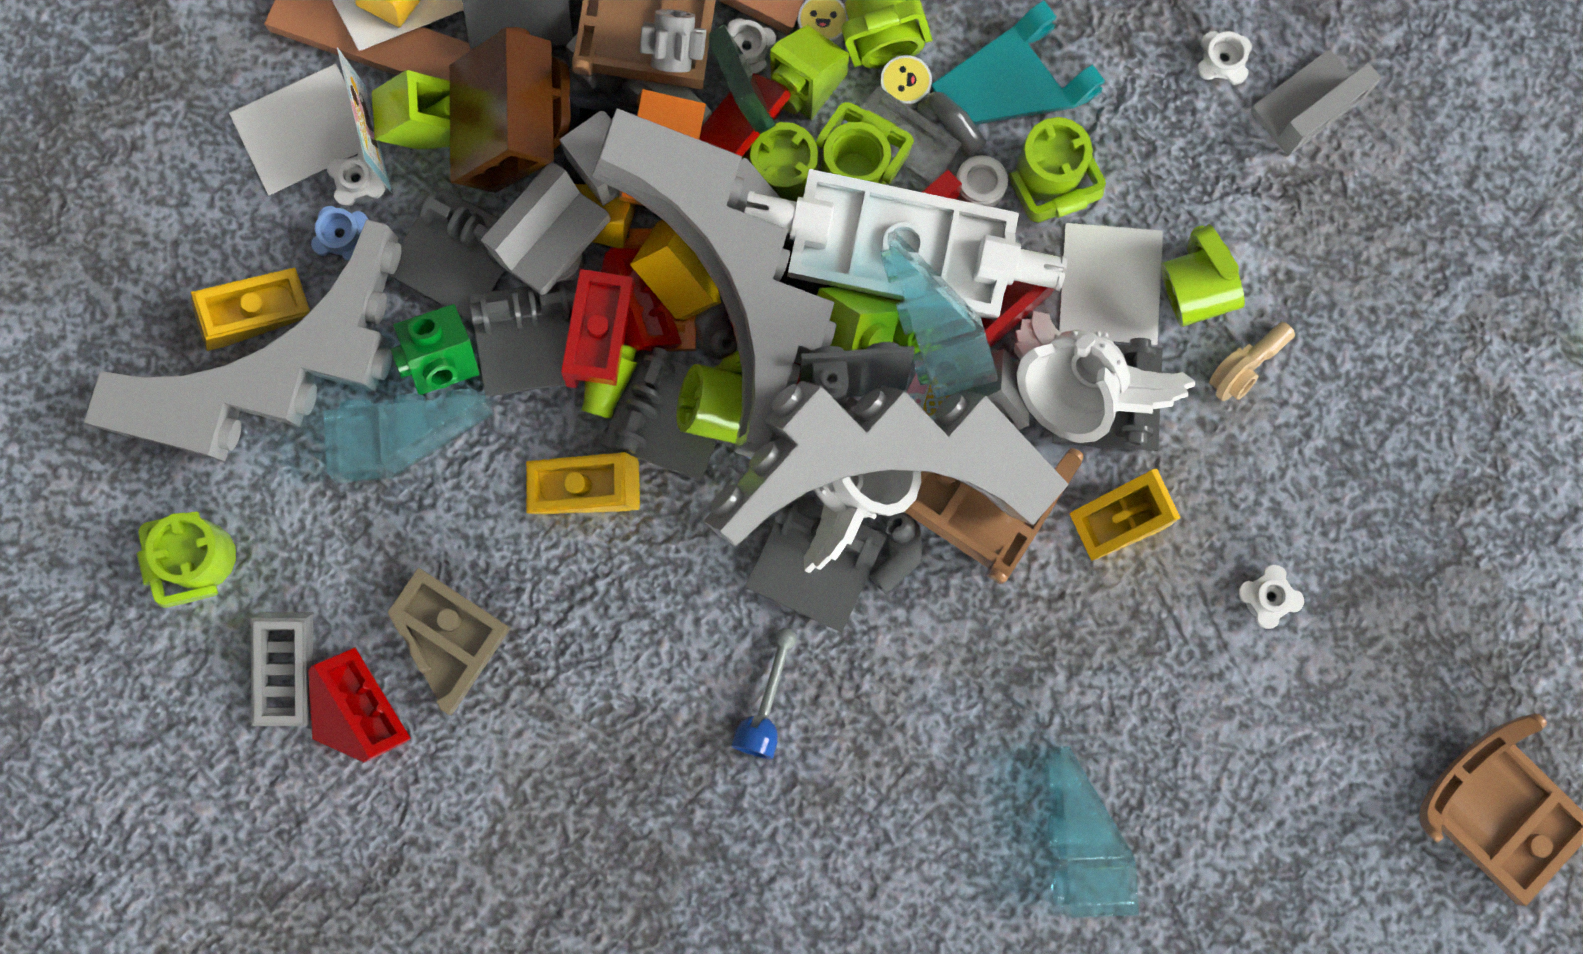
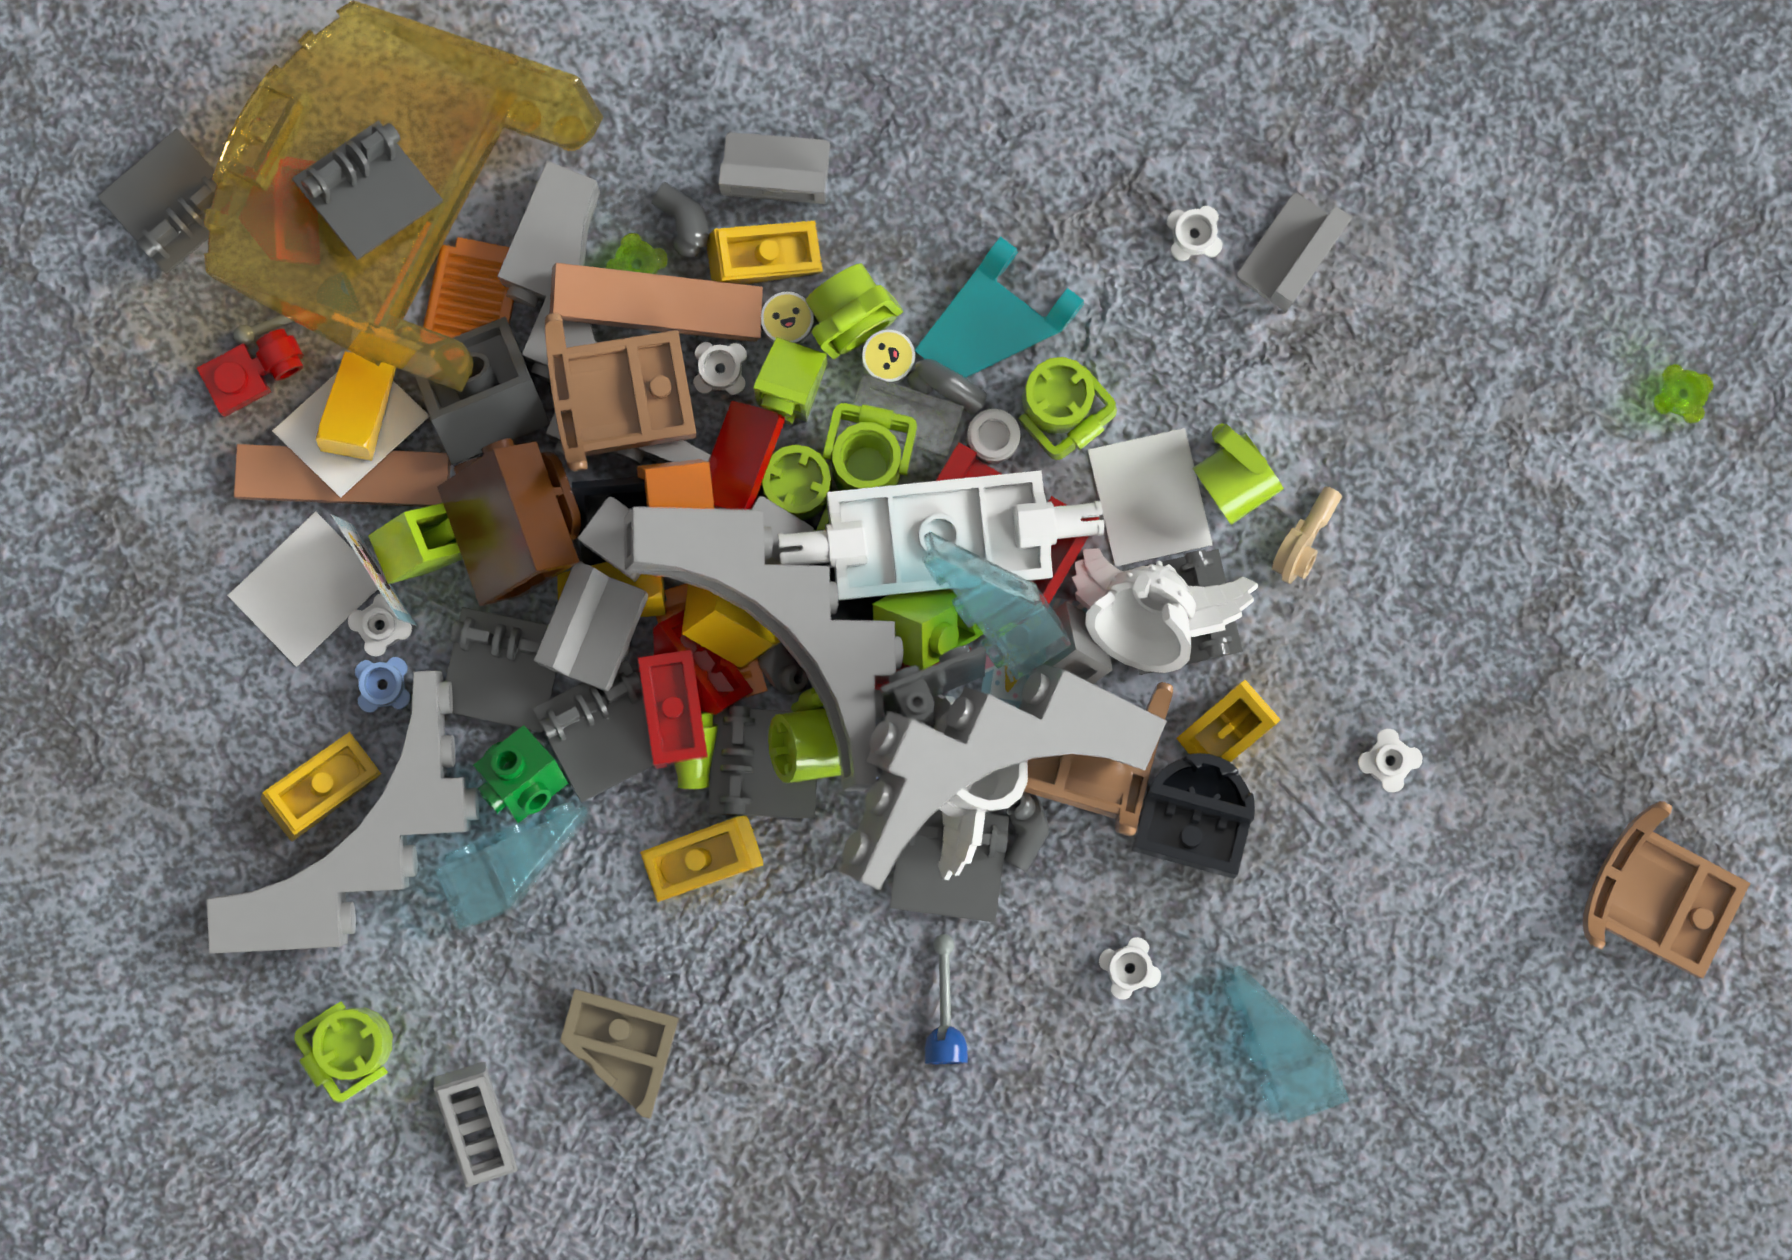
camera: 20 degrees left, 5 degrees up
(351, 709) = (555, 1142): red slope -> none
(672, 40) = (657, 410): light grey gear -> none
(741, 80) = (732, 421): clear green tile -> none
(970, 706) = (1115, 961): none -> white plate
(1069, 589) = (1197, 815): none -> black slope

